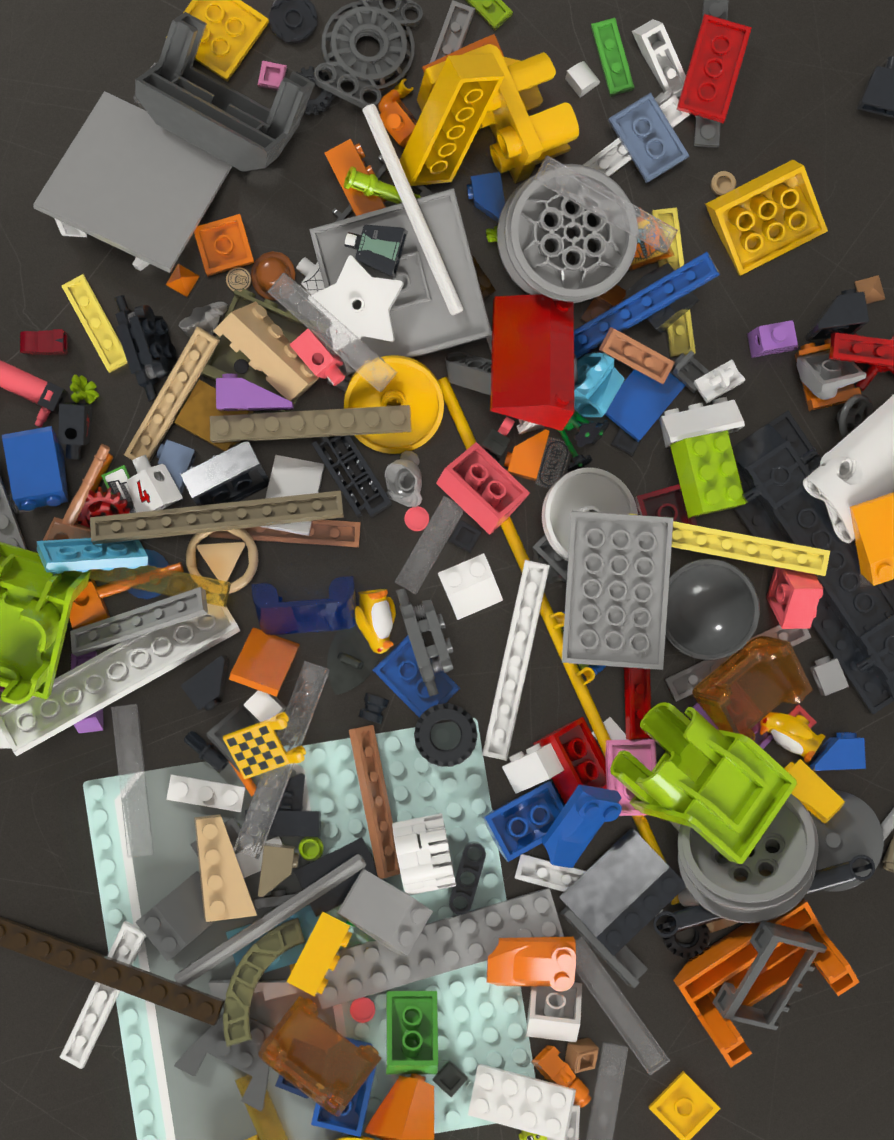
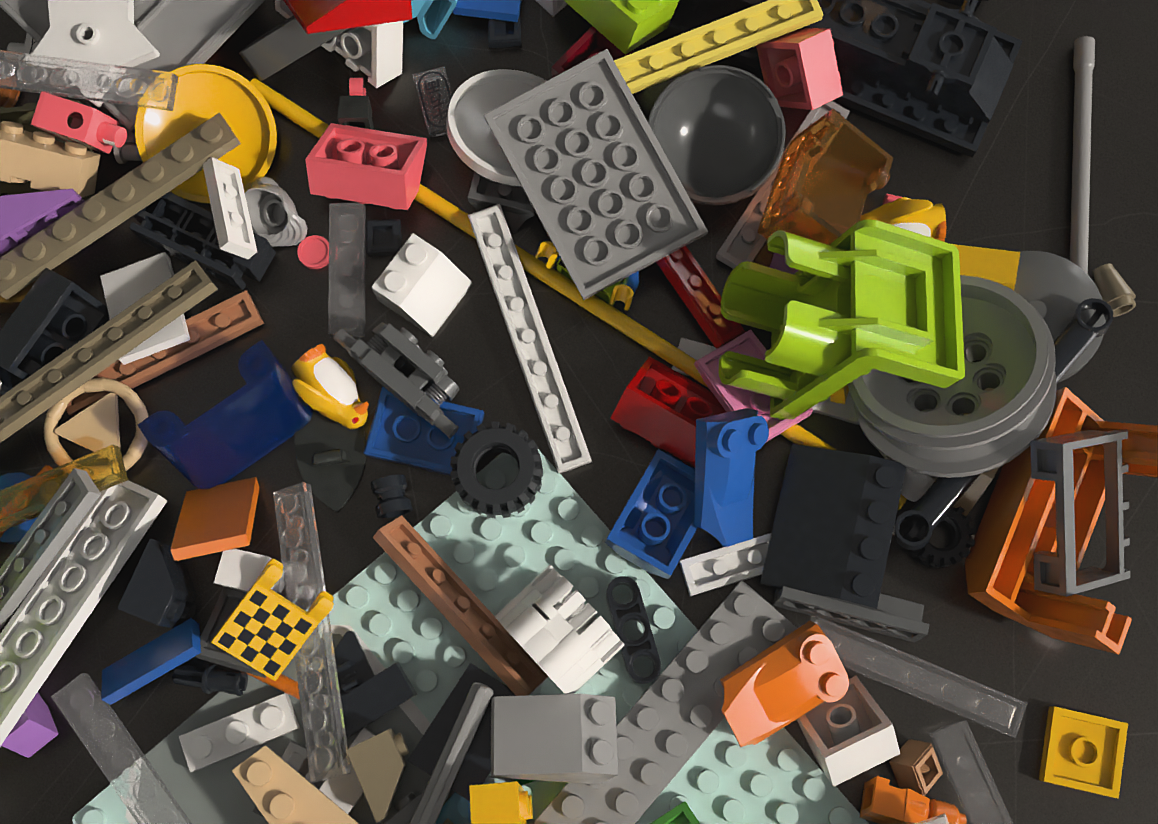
camera: 30 degrees left, 10 degrees down
(178, 721) = (150, 661): none -> blue tile
(311, 848) = (414, 717): lime plate -> none
(380, 472) = (229, 208): none -> white plate
(527, 456) = (400, 105): orange slope -> none
(532, 768) = (627, 445): white brick -> none
(587, 433) = (450, 30): black plant -> none
(828, 676) = (899, 139): light grey brick -> none
(840, 753) = (977, 207): blue slope -> none

